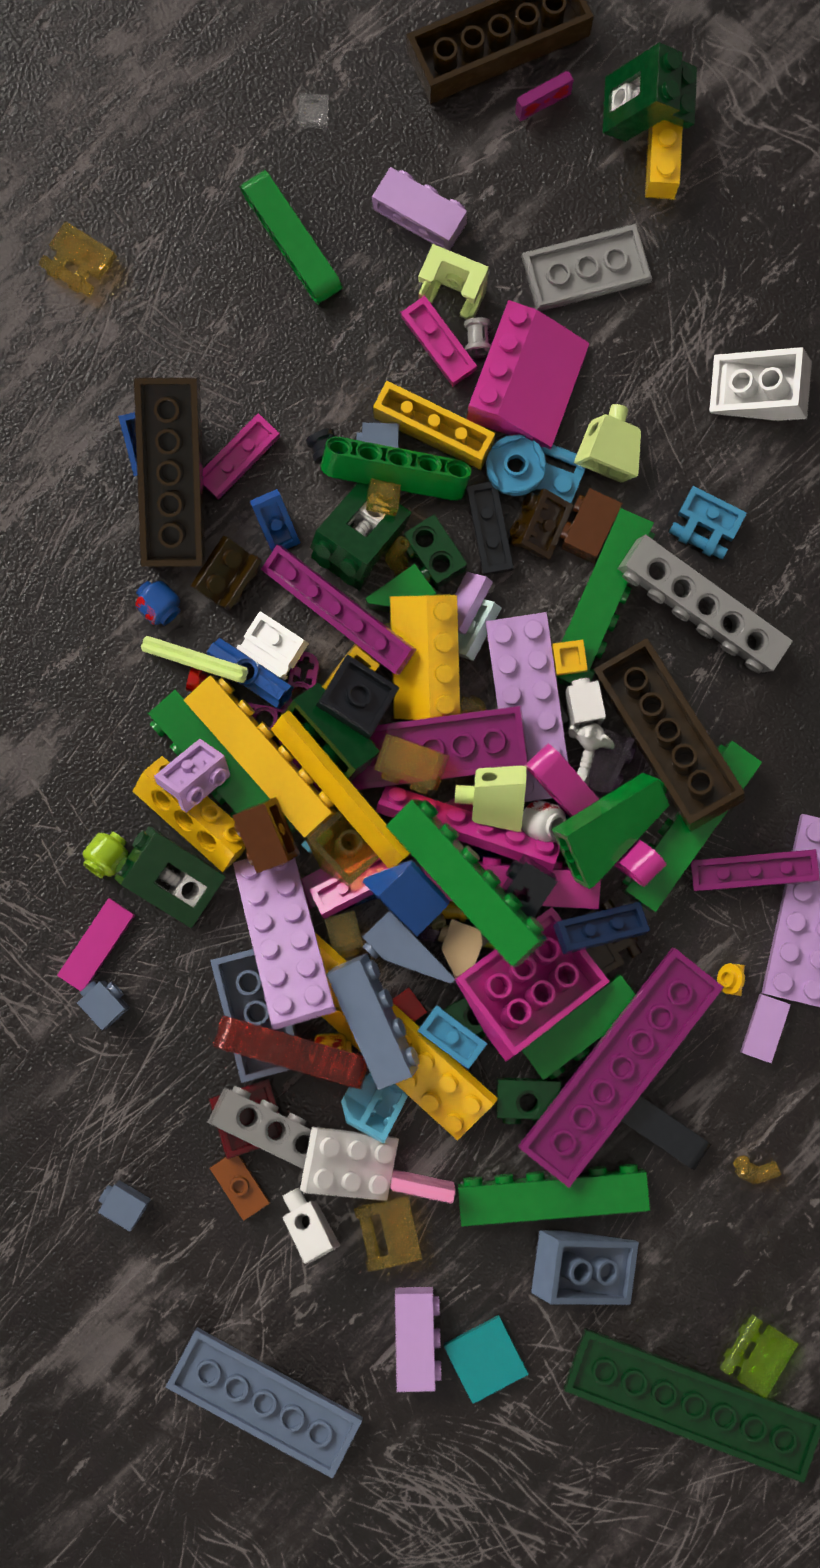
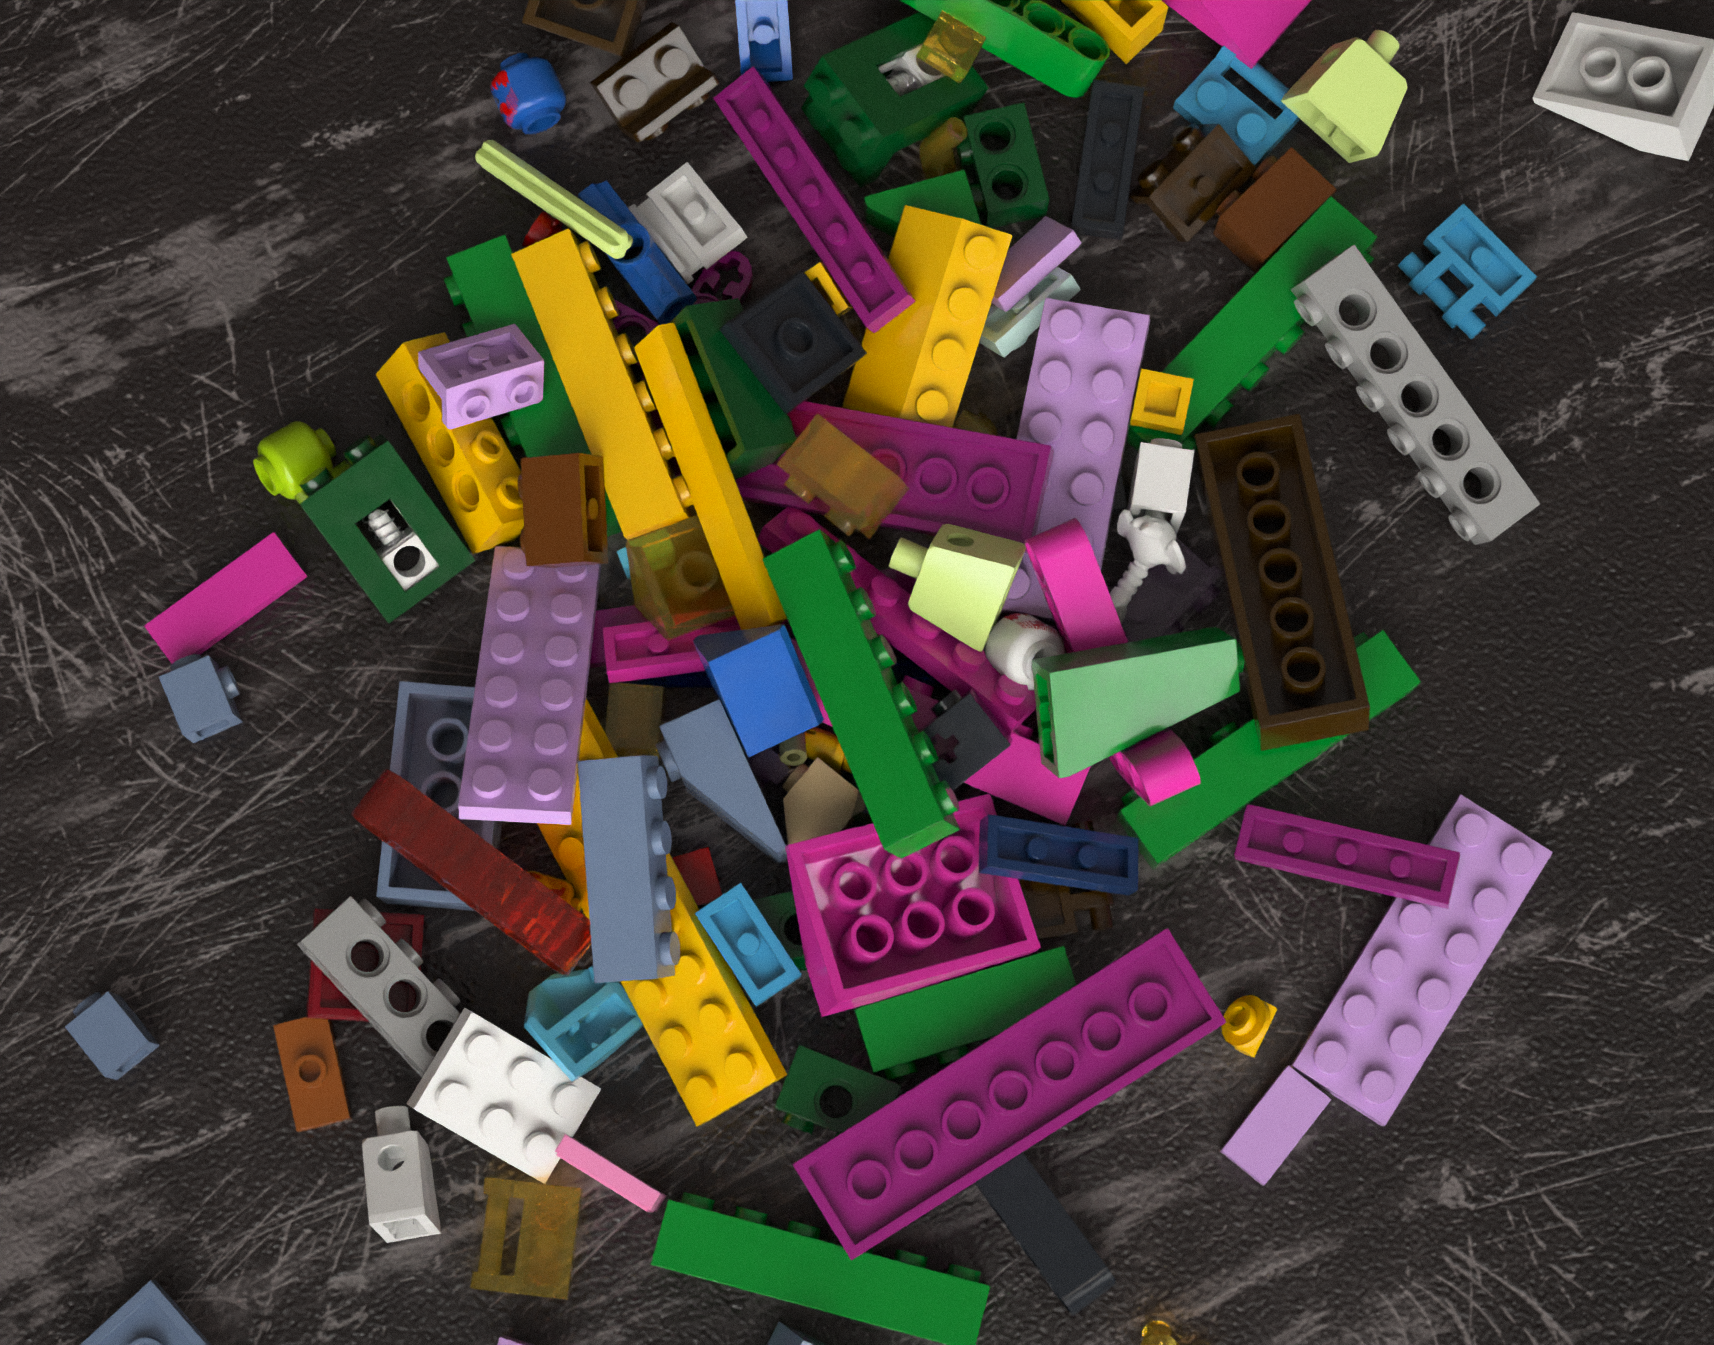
camera: 15 degrees right, 5 degrees down
(516, 482) = (1181, 101): dark azure tile -> none

